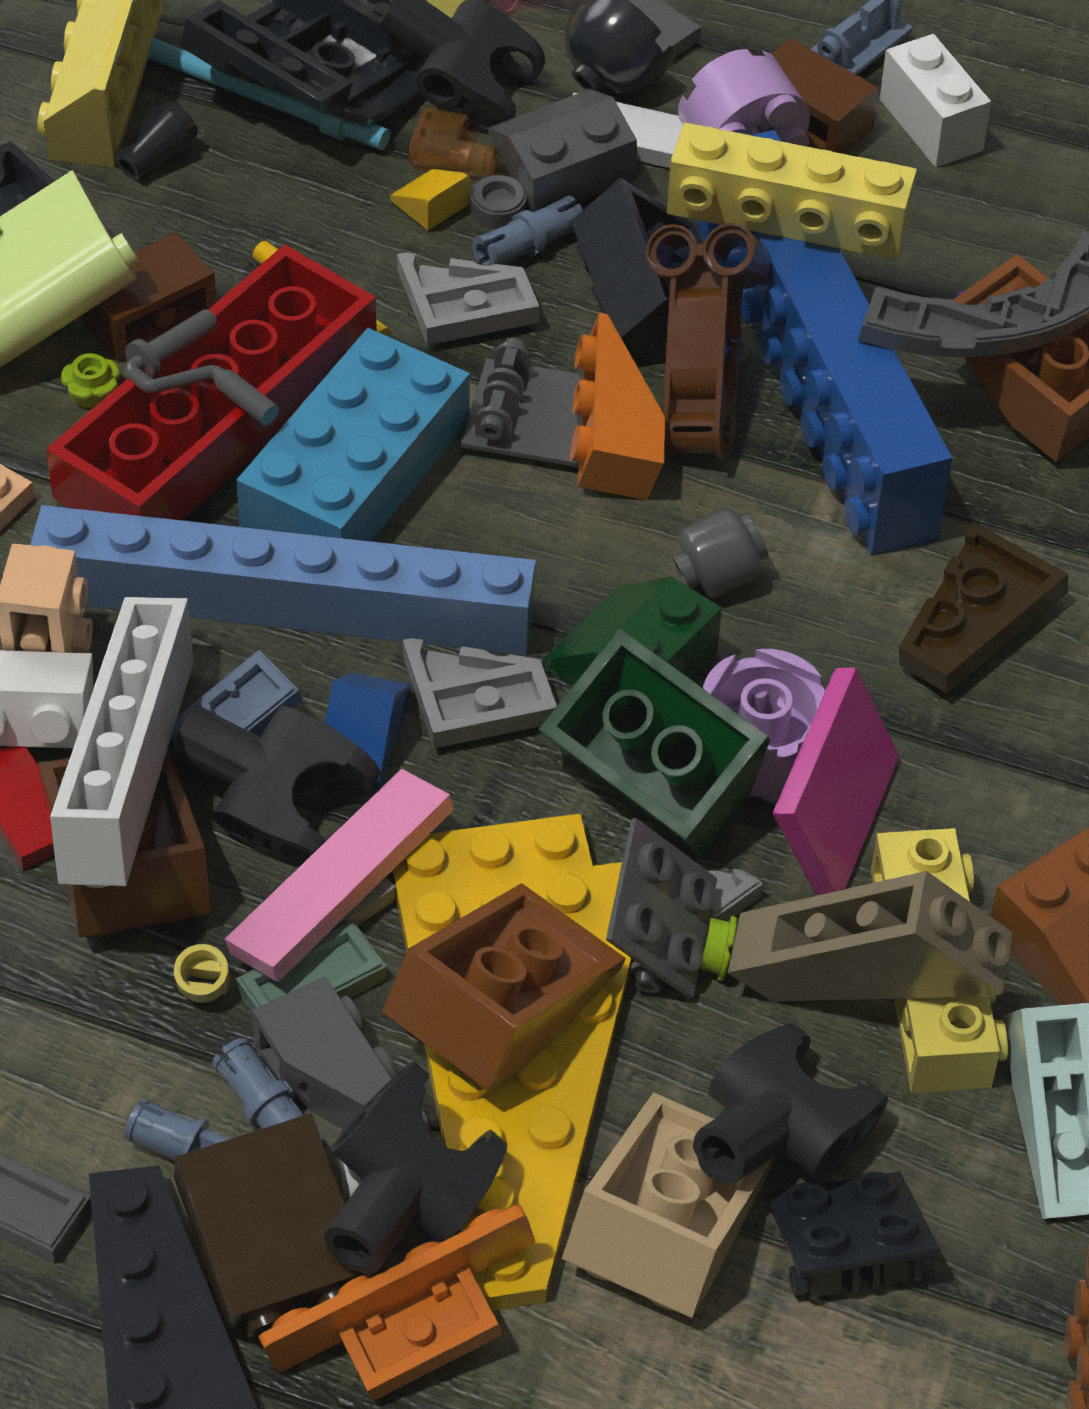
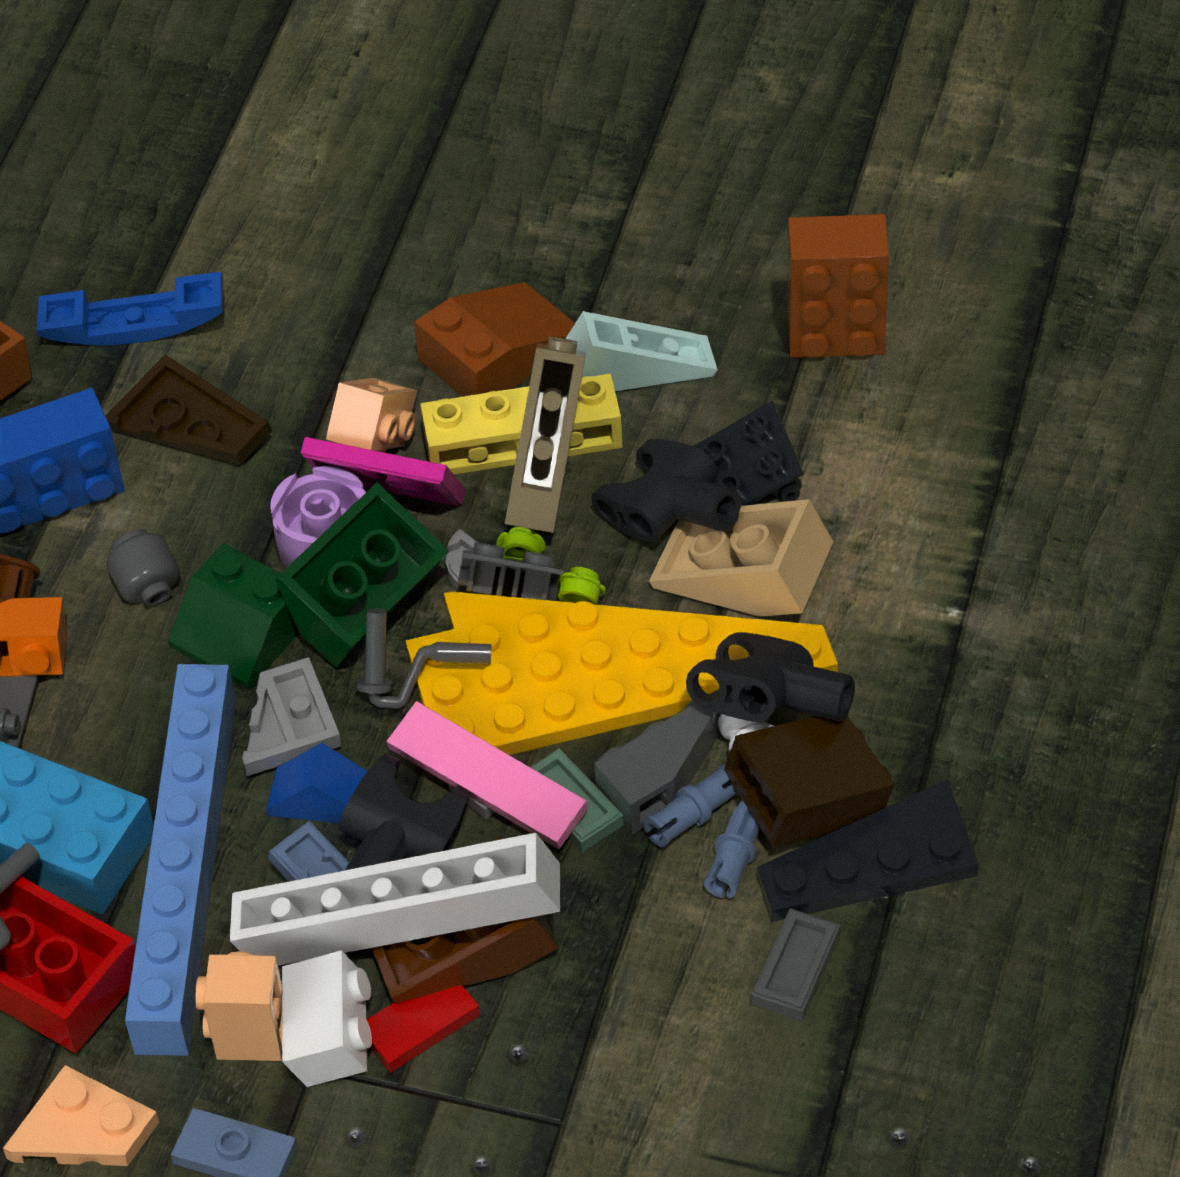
camera: 90 degrees left, 0 degrees up
(206, 963) = (594, 861): light yellow hinge -> none
(410, 1314) = (881, 699): orange bracket -> none
(499, 984) = (593, 650): dark orange slope -> none
(514, 780) = (375, 656): none -> dark grey piece
(642, 1006) = (580, 585): none -> lime plate
(931, 767) = (372, 414): none -> light nougat brick

